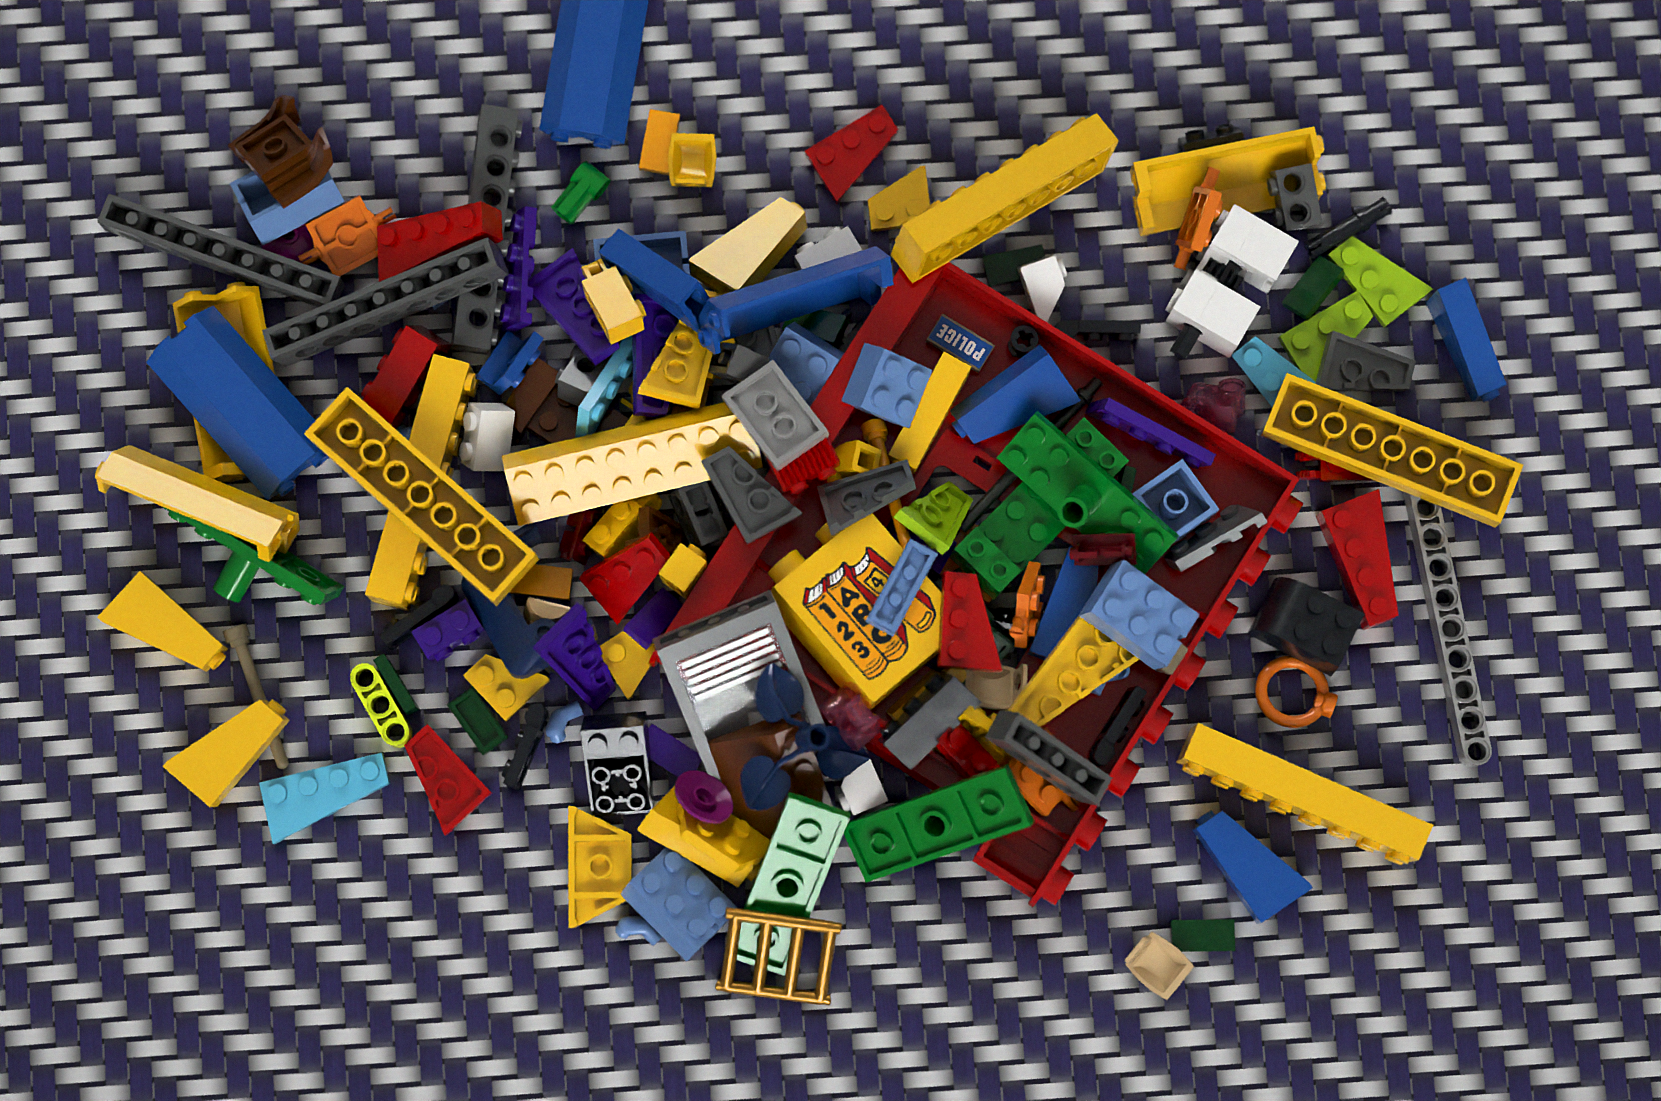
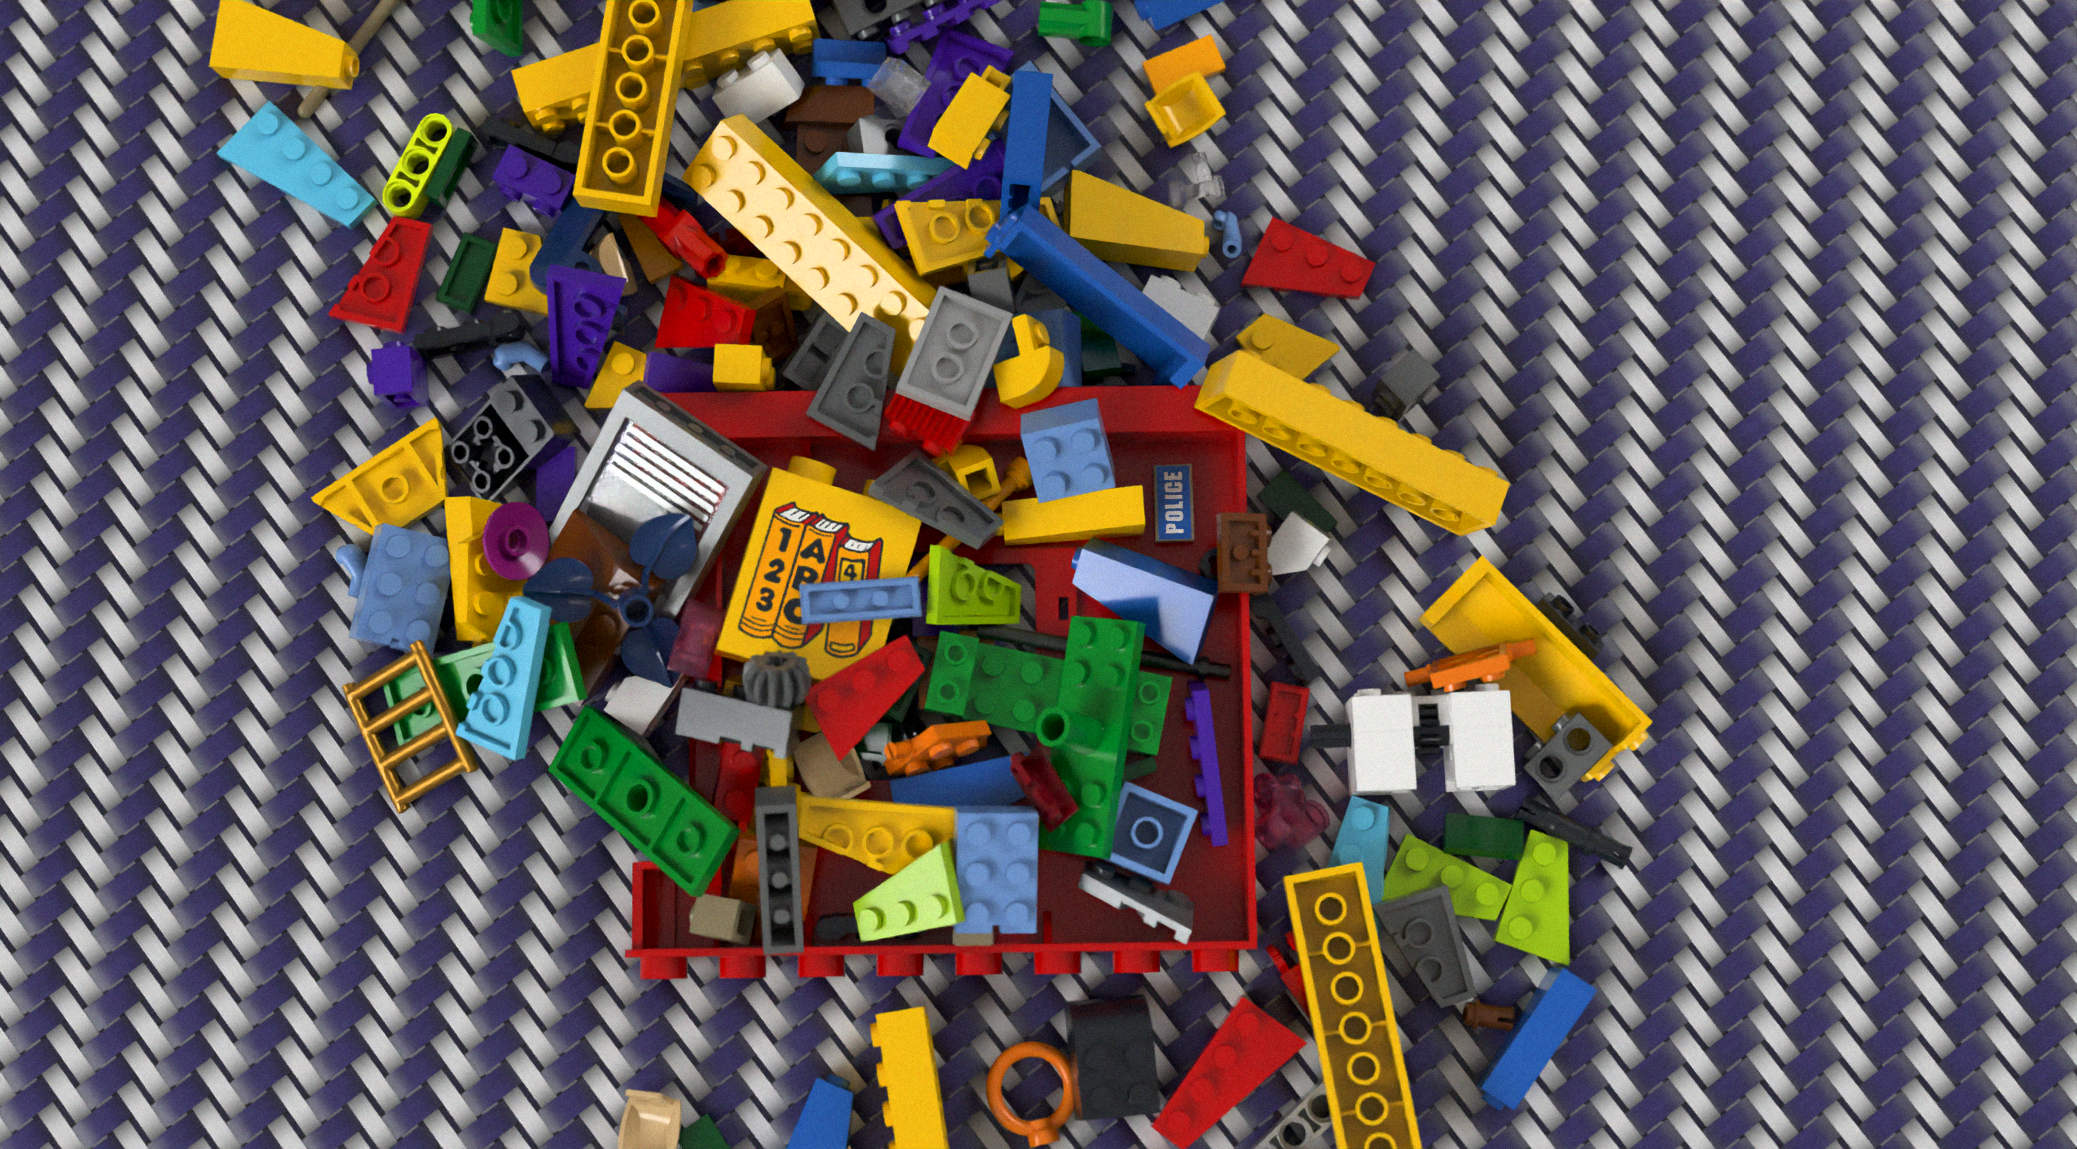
camera: 65 degrees right, 0 degrees up
(524, 811) = (398, 376): none -> dark purple brick
(551, 337) = (898, 85): none -> clear brick
(564, 550) = (686, 239): none -> red piece
(747, 202) = (1206, 186): none -> clear piece
(796, 186) = (1231, 234): none -> medium blue arm
(810, 866) = (507, 694): none -> medium azure wing
(820, 371) = (1035, 371): none -> yellow brick
(923, 673) = (776, 679): none -> dark grey gear
(981, 138) = (1405, 385): none -> dark grey brick
(1032, 315) = (1243, 553): none -> reddish brown bracket
(1054, 819) = (722, 919): none -> dark tan brick
(1125, 682) = (913, 899): none -> wing
(1154, 367) = (1283, 723): none -> red plate
(1427, 368) = (1486, 1015): none -> reddish brown pin

